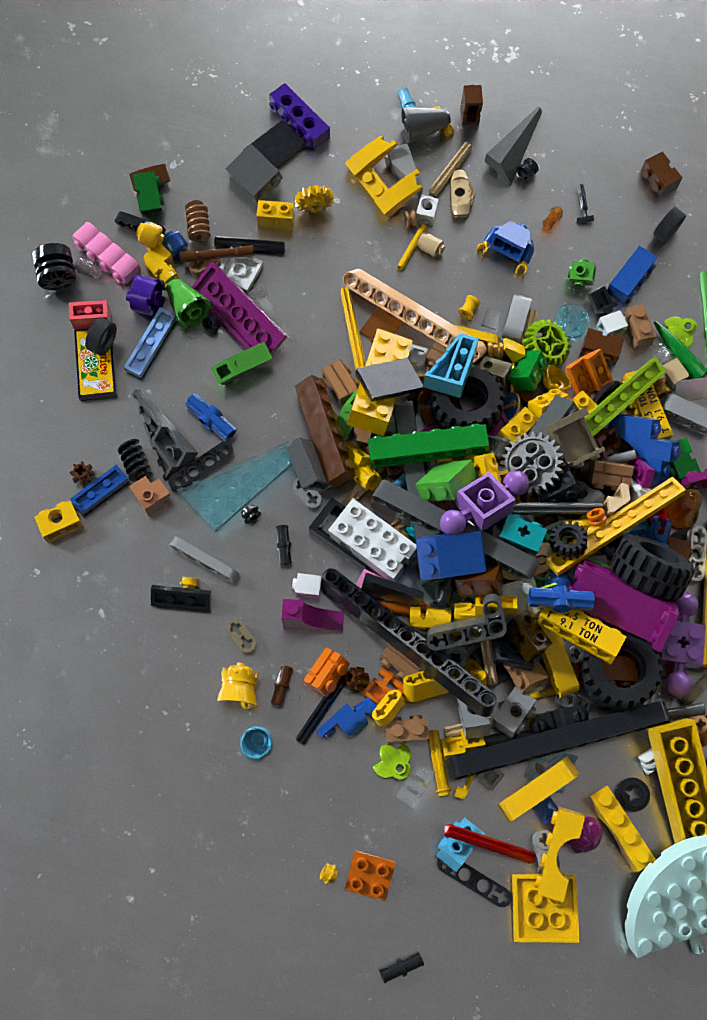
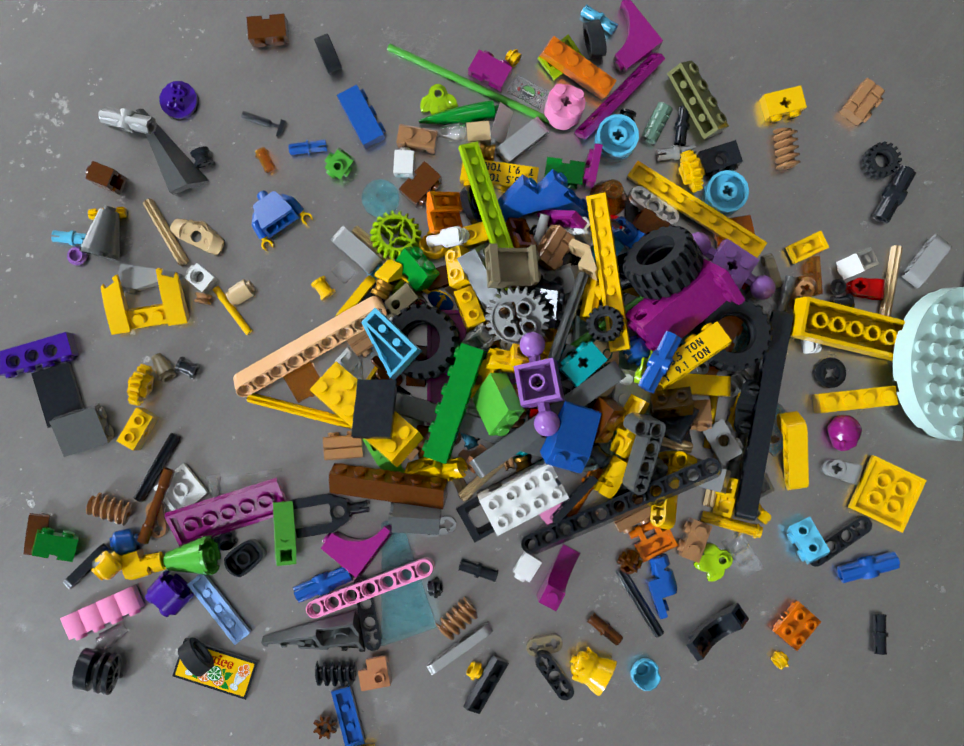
camera: 60 degrees left, 15 degrees up
(85, 313) = (164, 656): coral brick -> none
(204, 341) = (243, 558): none -> black piece
(225, 655) = (554, 683): none -> black beam
(230, 546) = (458, 619): none -> medium nougat piece
(231, 462) = (361, 587): none -> bright pink beam
(252, 434) = (355, 554): none -> magenta arch
(271, 404) = (337, 521): none -> black piece
(326, 672) = (612, 585): orange brick -> none
(329, 791) = (714, 629): none -> black arch
(335, 214) = (164, 370): none -> dark tan cone
(346, 231) = (187, 367): none -> black bush
(381, 514) = (476, 483): none -> tan axle
(388, 707) = (670, 548): yellow beam -> none
(394, 113) = (75, 256): none -> medium lavender plate
(463, 922) = (868, 567): none -> blue piece
(489, 843) = (821, 517): red axle -> none
(526, 102) = (127, 120): none -> light grey piece
(545, 810) = (814, 451): blue tile -> none
(553, 881) = (842, 448): yellow arch -> none
(564, 127) = (178, 109): none -> dark purple plate
(570, 384) = (449, 237): none -> white arm
(581, 245) = (307, 147): none -> blue axle
(596, 516) = (597, 285): orange bush -> none
(601, 301) = (375, 159): black bracket -> none

